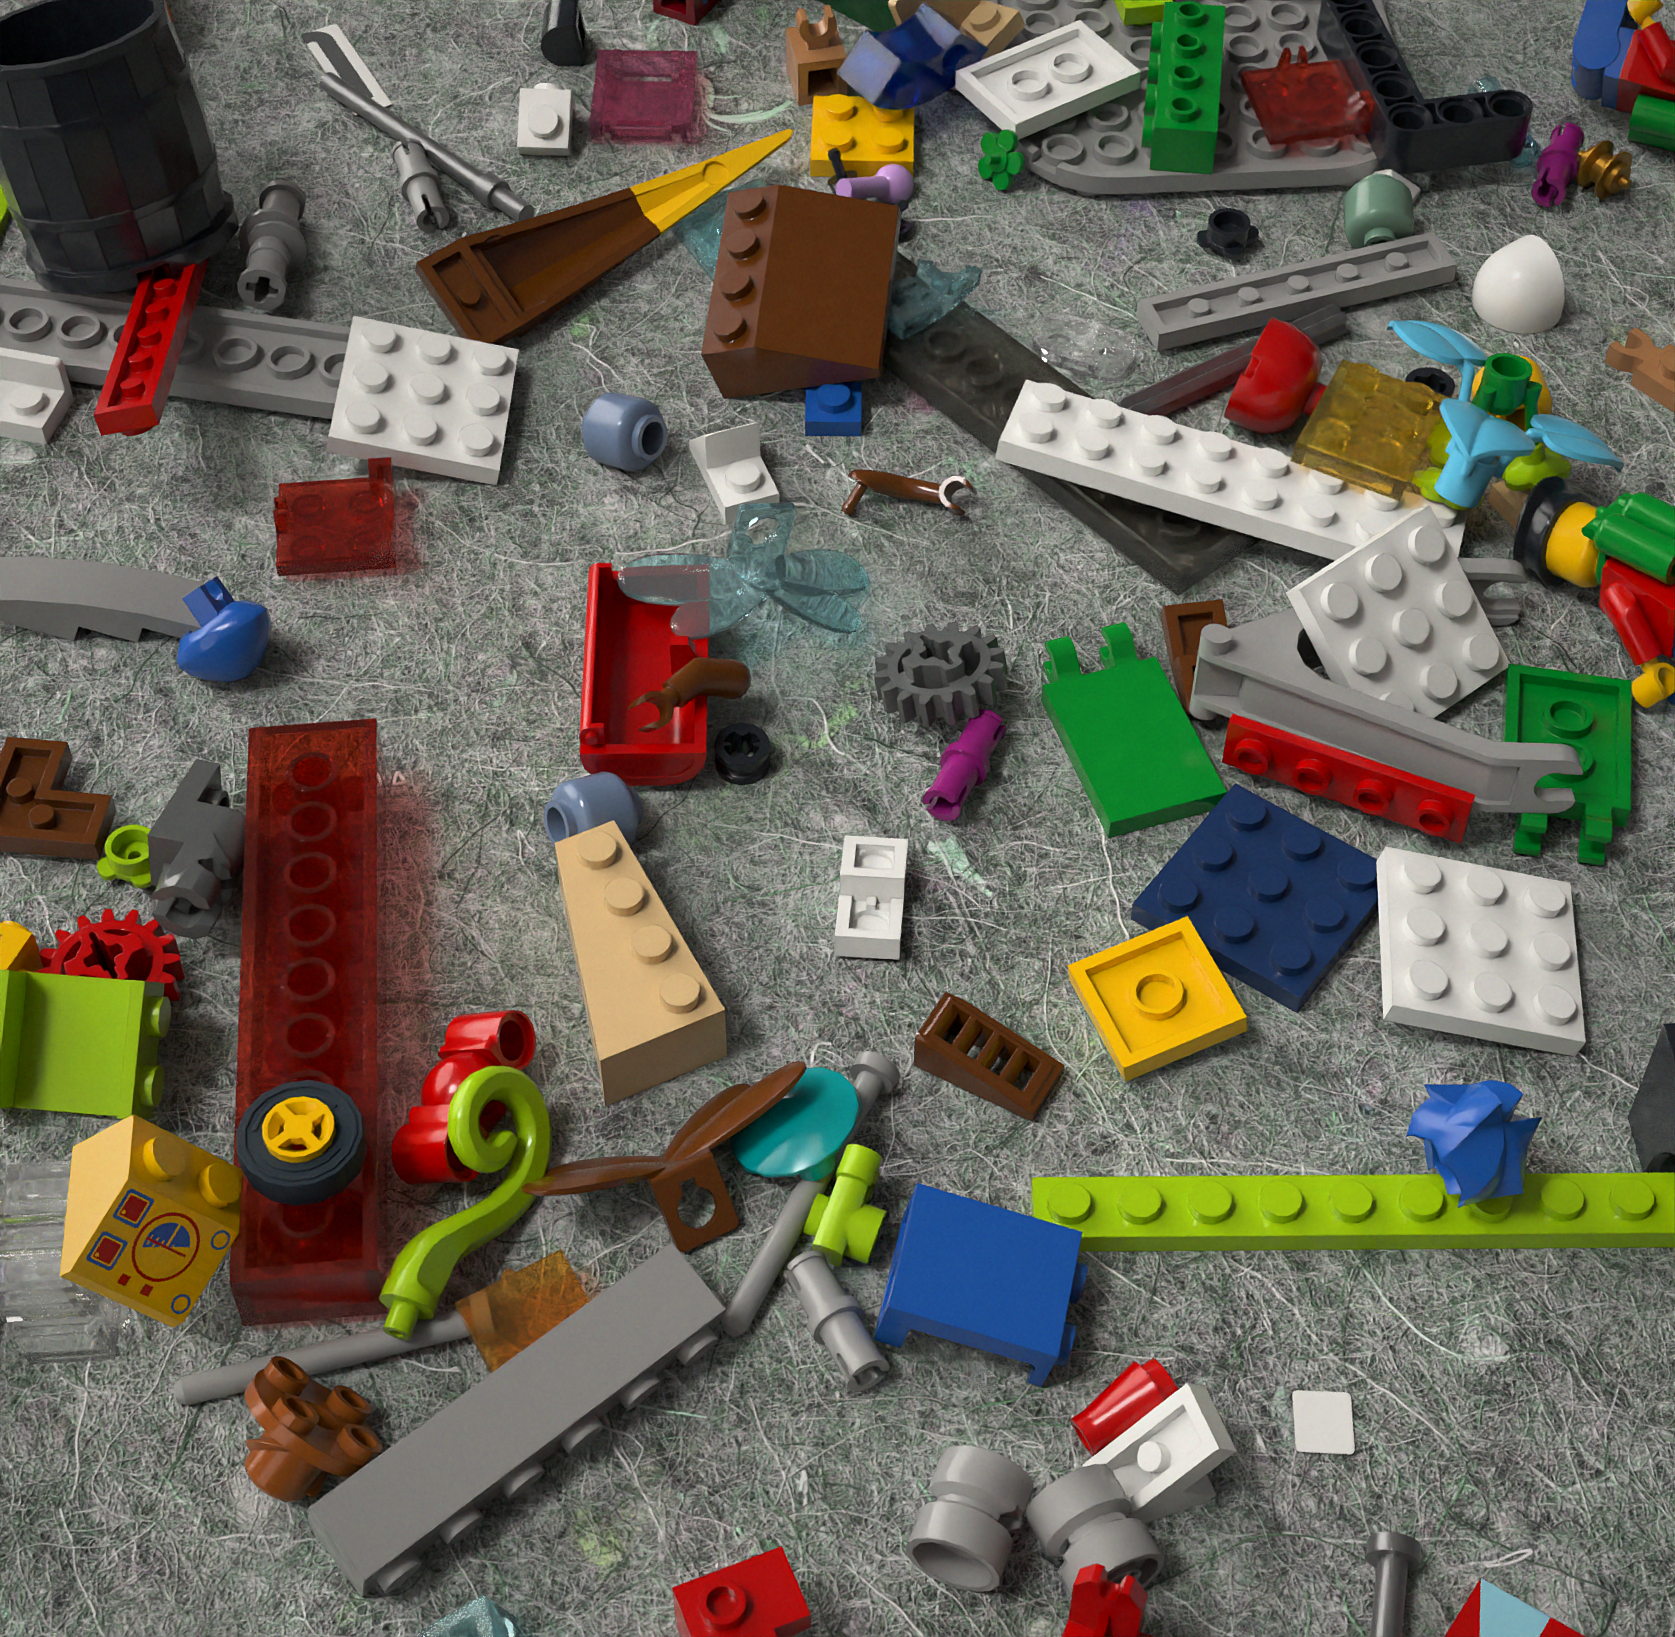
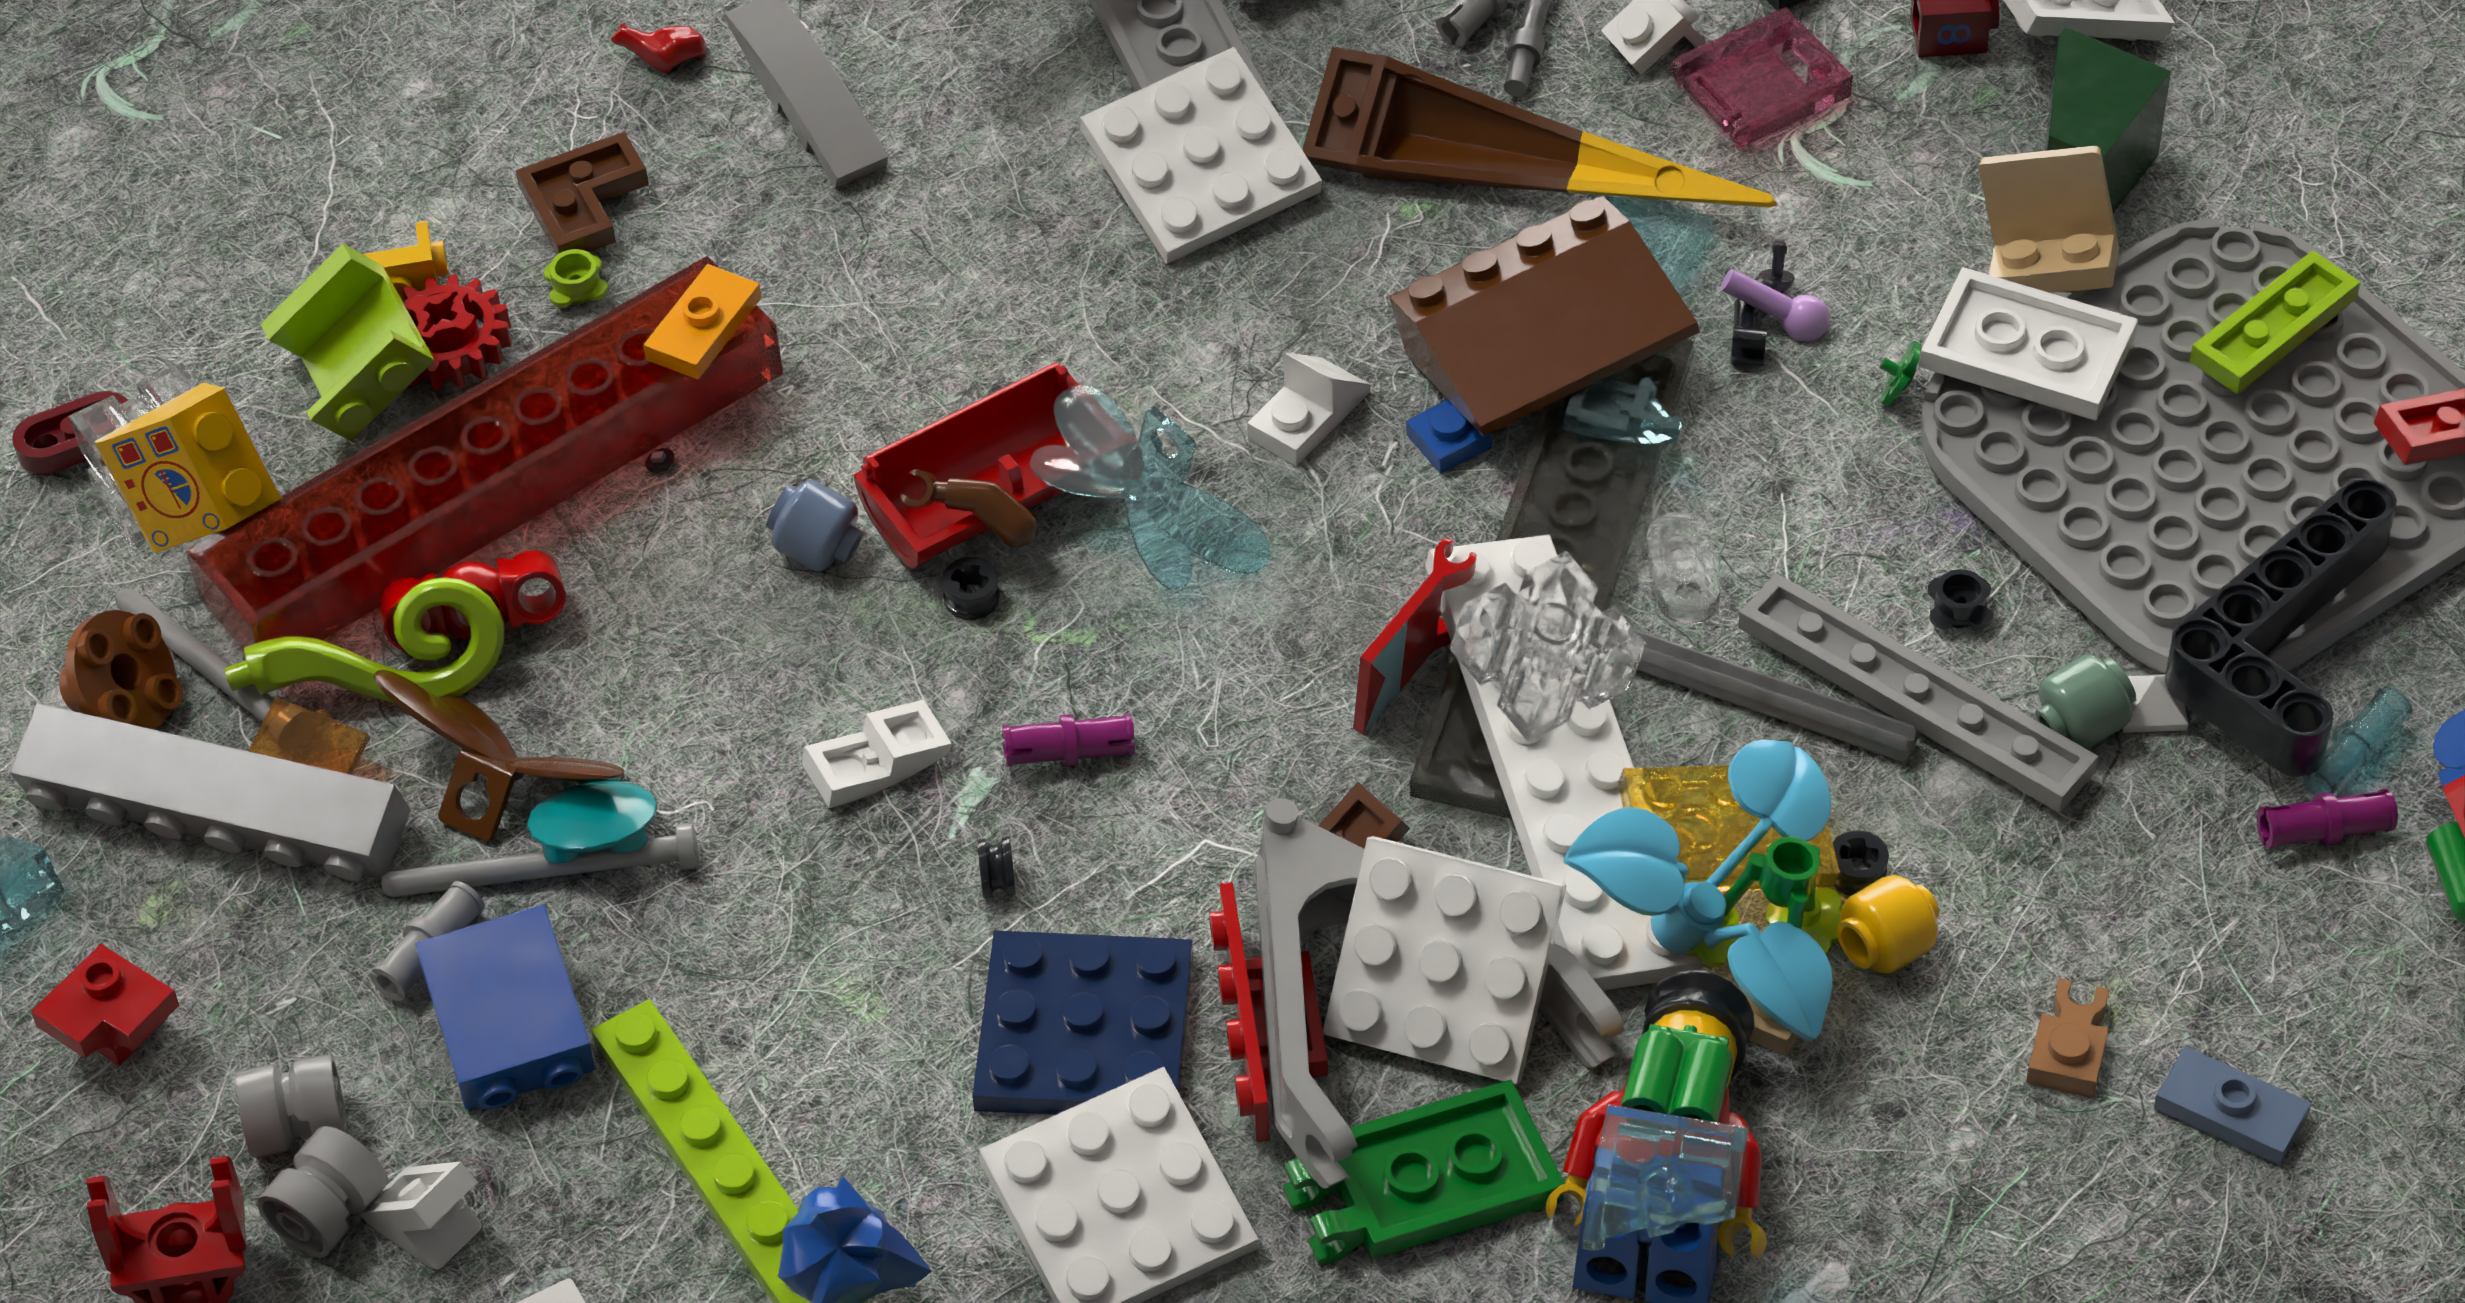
camera: 60 degrees right, 0 degrees up
(196, 853) = (576, 296): dark grey plate -> none
(231, 635) = (831, 193): blue piece -> none
(306, 1115) = (317, 513): black wheel -> none
(334, 760) = (702, 321): none -> light orange plate
(337, 523) = (1019, 187): clear red piece -> none
(399, 897) = (660, 460): none -> black piece
(623, 431) = (1277, 304): sand blue head -> none
(637, 977) = (672, 630): tan wedge -> none
(815, 57) = (1917, 165): medium nougat brick -> none
(845, 1220) = (523, 886): lime plate -> none
(862, 133) = (1858, 260): yellow plate -> none
(905, 488) = (1394, 562): reddish brown piece -> none
(911, 61) = (1946, 226): clear blue brick -> none
(940, 674) = (1150, 667): dark grey gear -> none
(976, 1028) = (754, 871): reddish brown slope -> none
(1058, 504) = (1408, 638): none -> red flag
(1067, 869) = (996, 866): none -> black bush
(1122, 1404) = (484, 1159): red cone -> none
(1127, 736) = (1192, 836): green tile -> none
(1157, 998) = (893, 993): yellow plate -> none
(1177, 410) = (1547, 646): none -> clear brick
(1184, 87) = (2115, 452): green brick -> none
(1277, 381) = (1727, 711): red cylinder -> none
(1306, 100) = (2184, 550): clear red piece -> none
(1520, 287) = (2070, 862): white helmet -> none
(1604, 169) = (2349, 859): pearl gold wheel -> none

